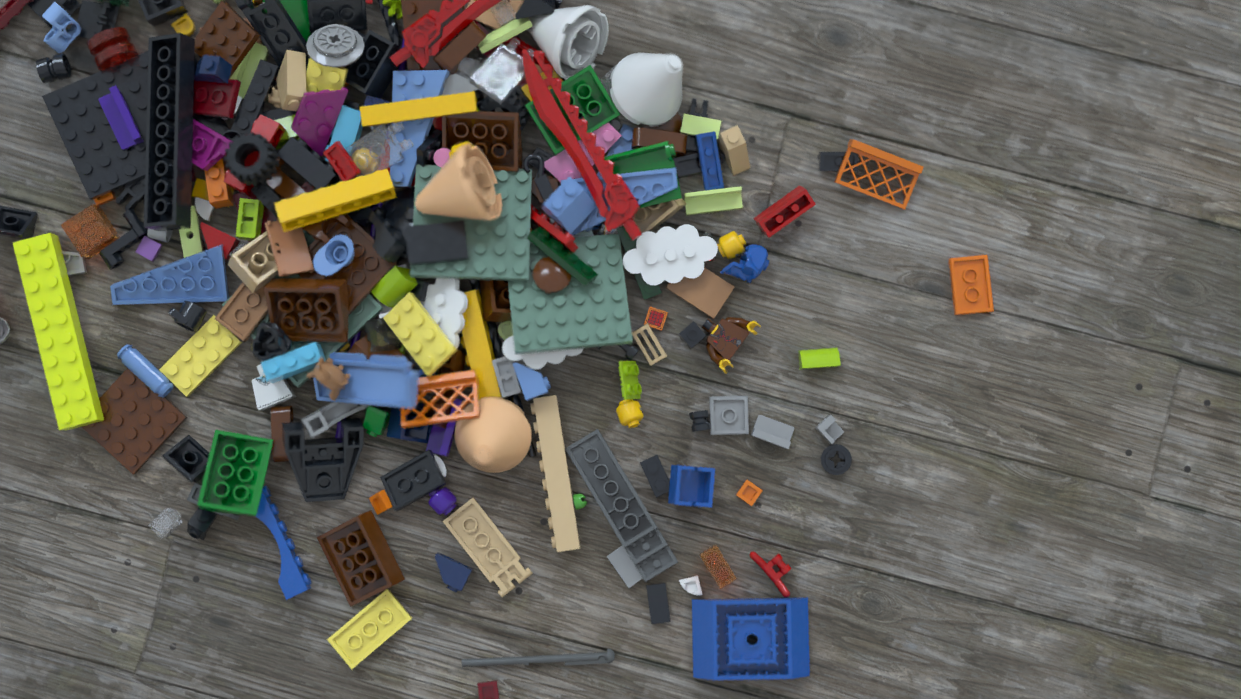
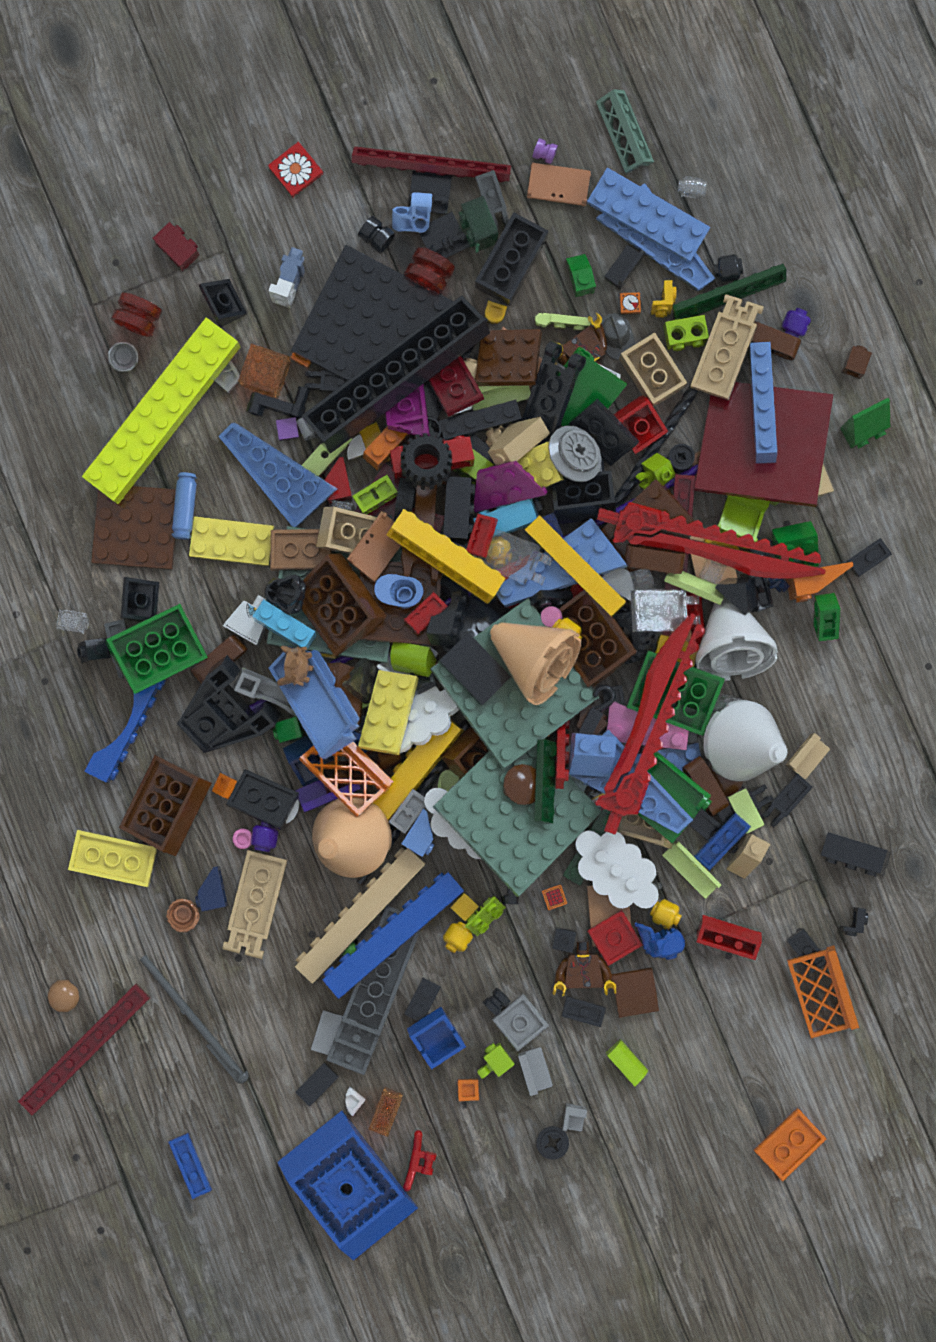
camera: 50 degrees right, 0 degrees up
(30, 151) = (289, 280): none -> hips
(120, 119) = (376, 323): dark purple panel -> none
(189, 316) = (256, 507): black piece -> none
(213, 69) = (475, 368): dark blue slope -> none
(367, 255) = (420, 616): none -> red plate
(431, 519) = (242, 838): none -> bright pink tile
(453, 607) = (182, 915): none -> nougat hair
(590, 460) = (393, 935): none -> blue brick
(611, 391) = (464, 906): none -> yellow tile
(654, 338) = (534, 892): tan tile -> none
(696, 50) = (808, 756): none -> tan panel
(716, 89) = (788, 798): none -> black hinge
(720, 296) = (614, 937): none -> red tile
(743, 453) = (497, 1061): none -> lime brick
(756, 362) = (583, 1011): none -> black plate
(772, 312) = (635, 992): none -> reddish brown slope
(795, 71) = (855, 854): none -> black wedge
(844, 104) = (859, 919): none -> black bracket

